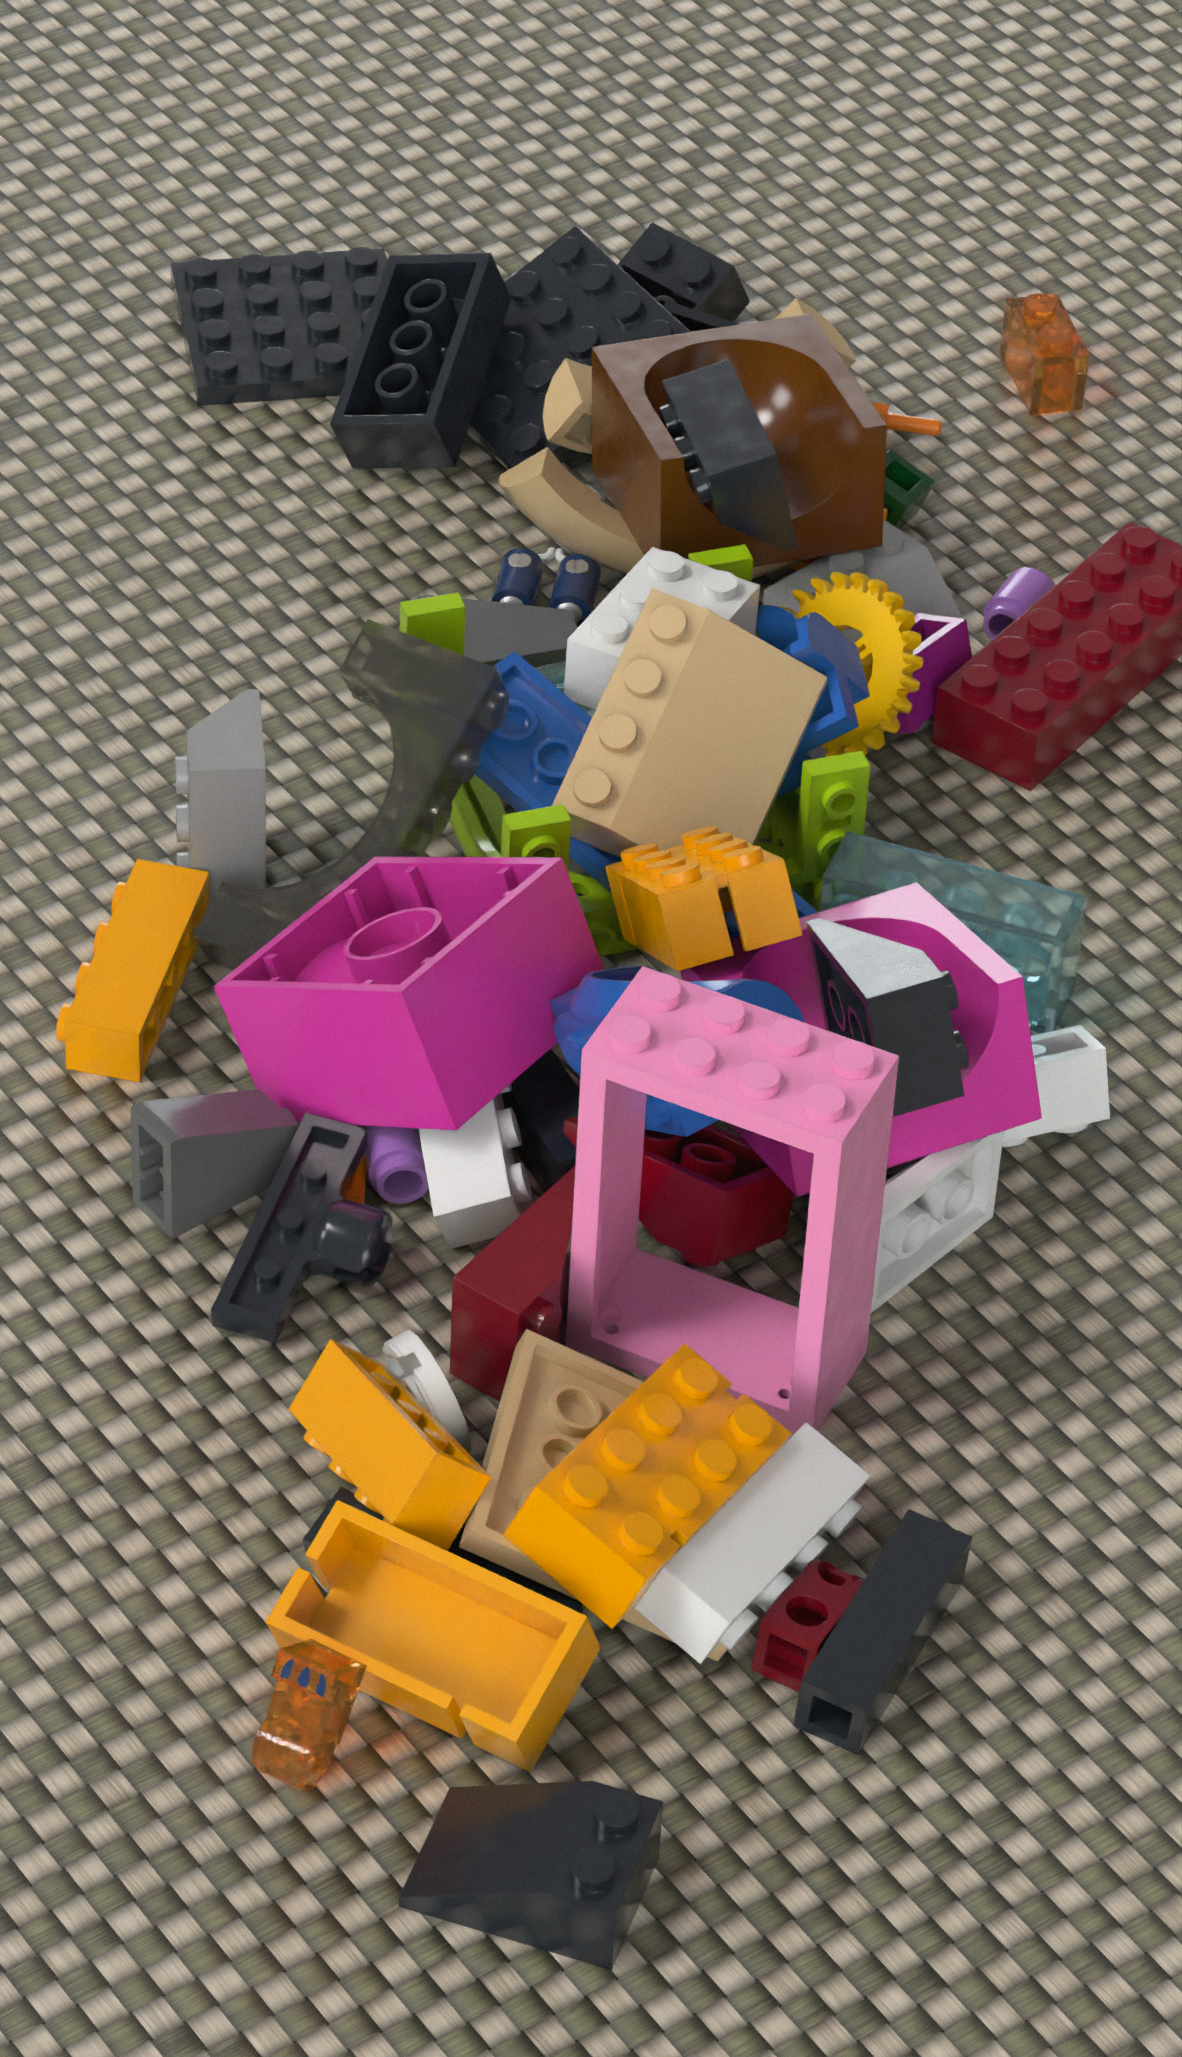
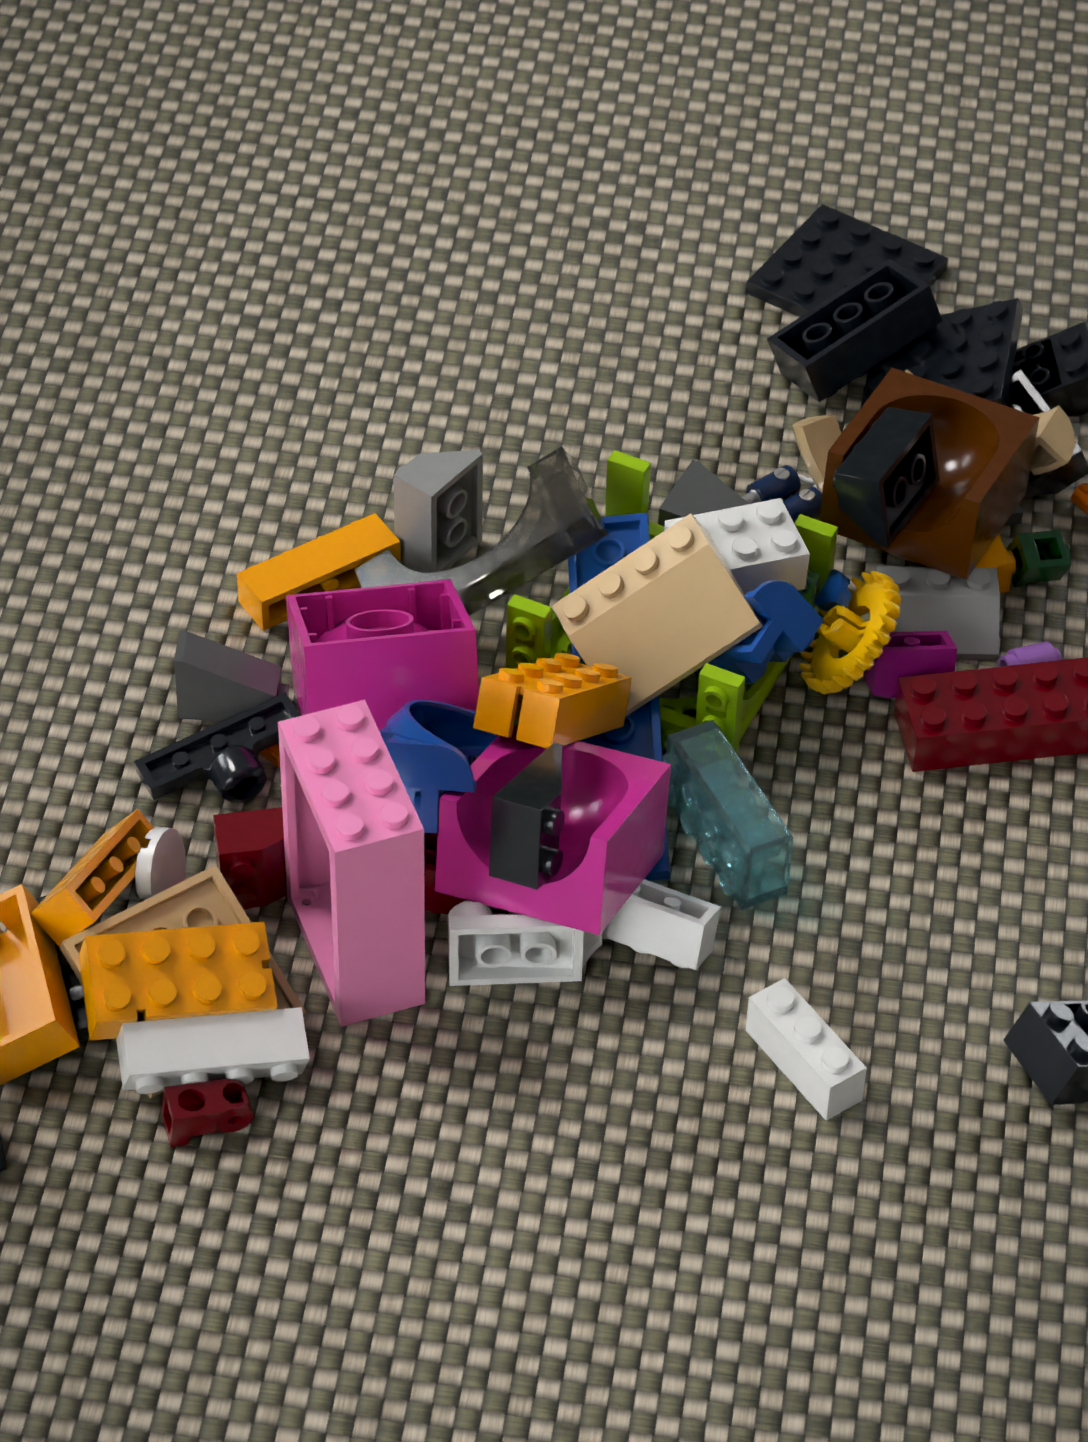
camera: 45 degrees right, 5 degrees up
(882, 1632) = (231, 1139): black brick -> none

